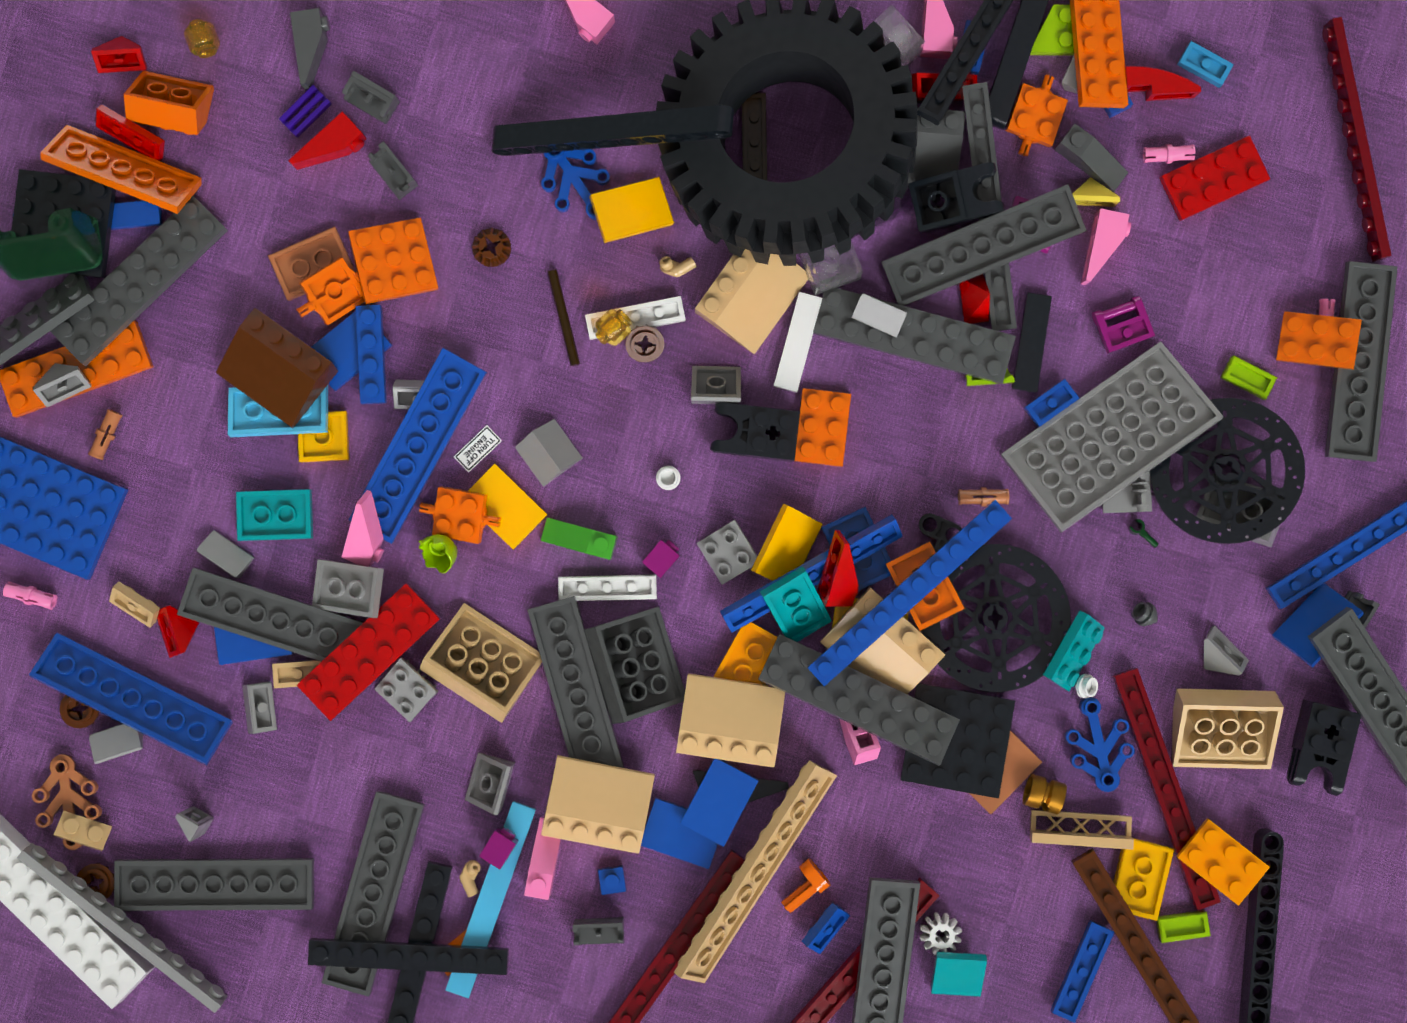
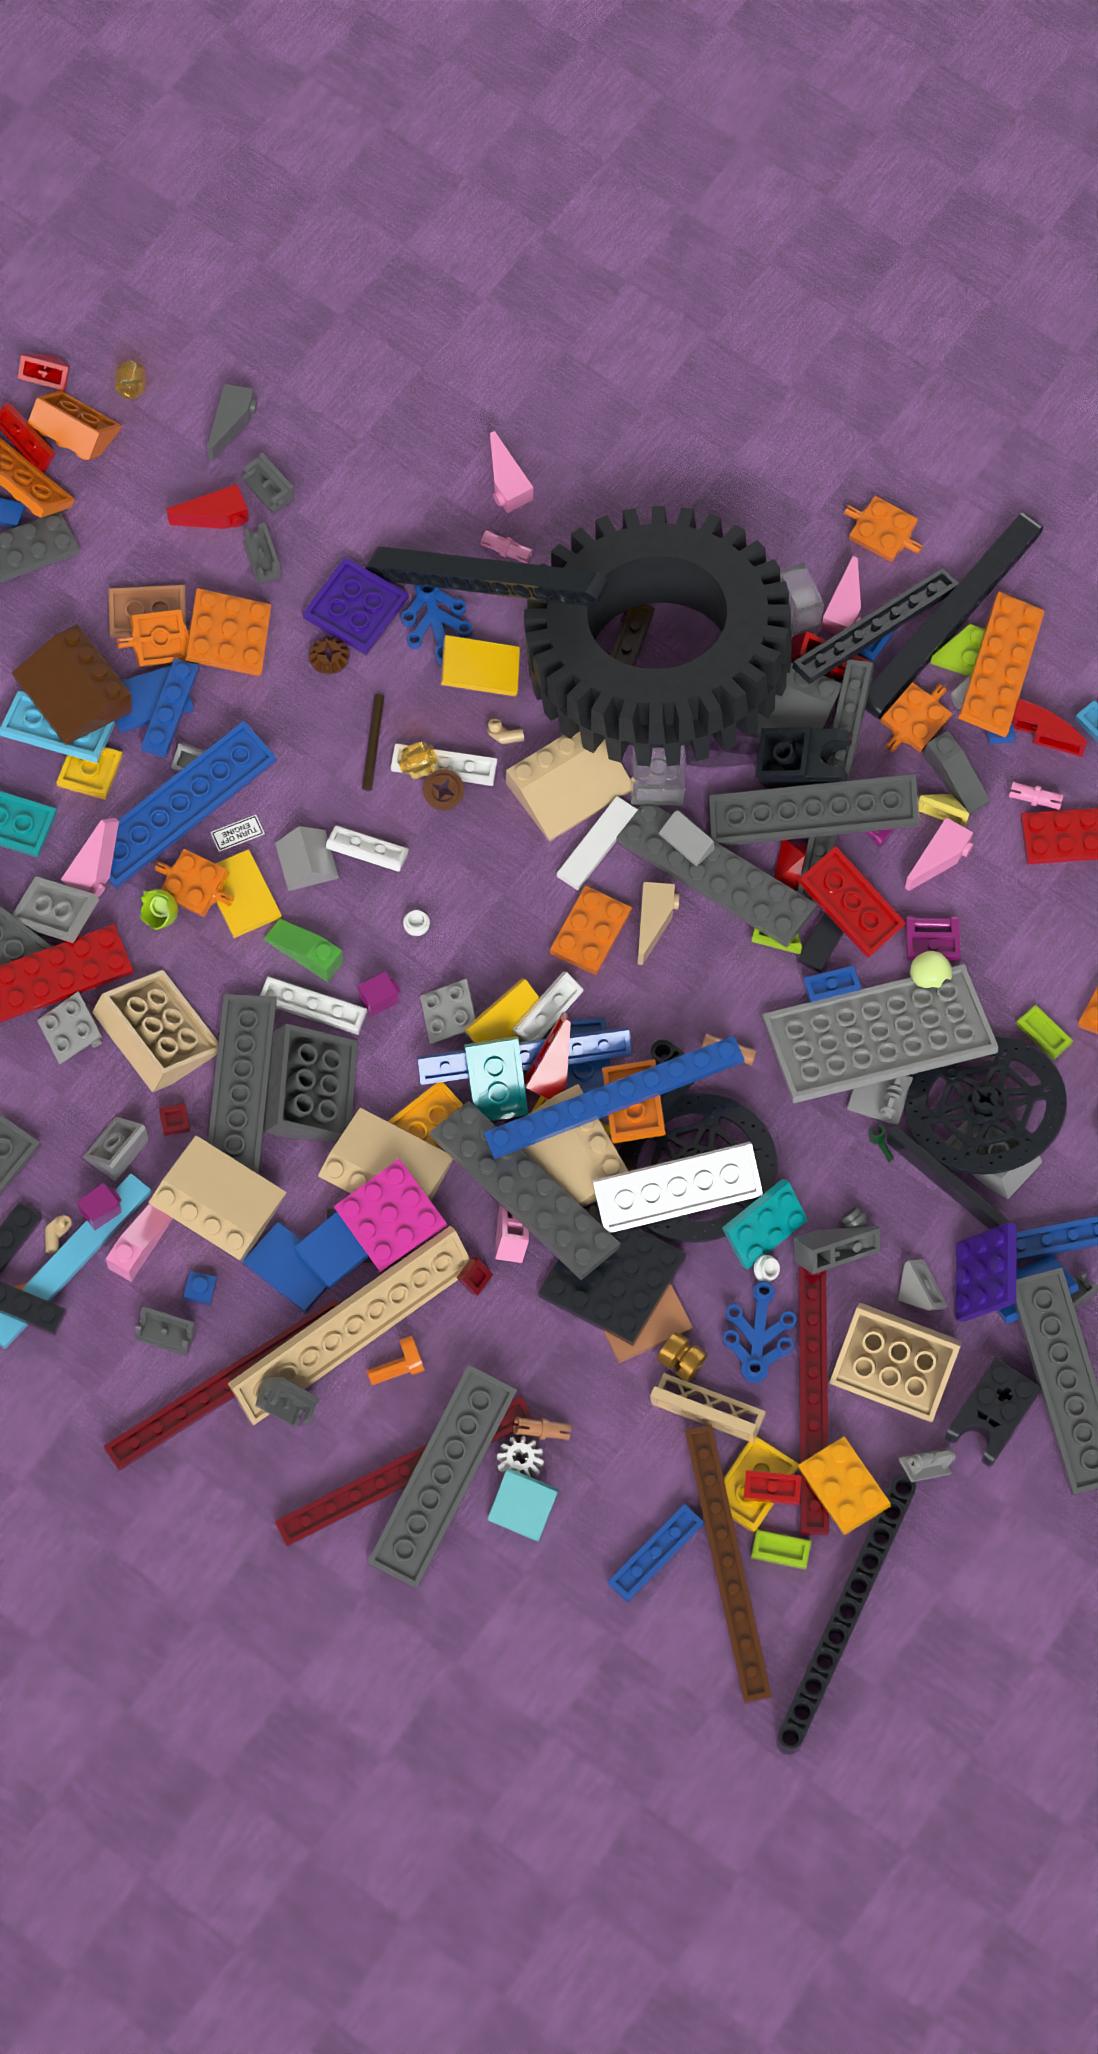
camera: 15 degrees right, 20 degrees down
(299, 104) = (198, 472): dark purple tile -> none
(496, 190) = (355, 606): none -> dark purple plate
(530, 739) = (174, 1119): none -> dark red plate
(598, 423) = (367, 848): none -> white tile
(609, 81) = (506, 547): none -> bright pink pin
(716, 385) = (498, 855): light grey slope -> none
(726, 961) = (286, 1400): none -> dark grey hinge
(751, 432) = (519, 903): black brick -> none
(754, 770) = (390, 1215): none -> dark pink plate
(815, 521) = (548, 1008): none -> white tile
(826, 928) = (402, 1411): blue plate -> none
(841, 786) = (474, 1276): none -> dark red plate
(874, 392) = (656, 914): none -> tan slope
(949, 901) = (542, 1428): none -> nougat pin
(993, 653) = (677, 1187): none -> white plate
(1044, 320) = (851, 902): none -> red plate
(1135, 361) = (930, 969): none -> yellowish green hair
(1137, 649) = (835, 1247): none -> dark grey slope
(1162, 883) = (772, 1487): none -> red plate
(1220, 554) = (945, 1179): none -> black tile
(1282, 629) = (986, 1272): none -> dark purple plate
(1283, 812) = (928, 1464): none -> light grey hinge

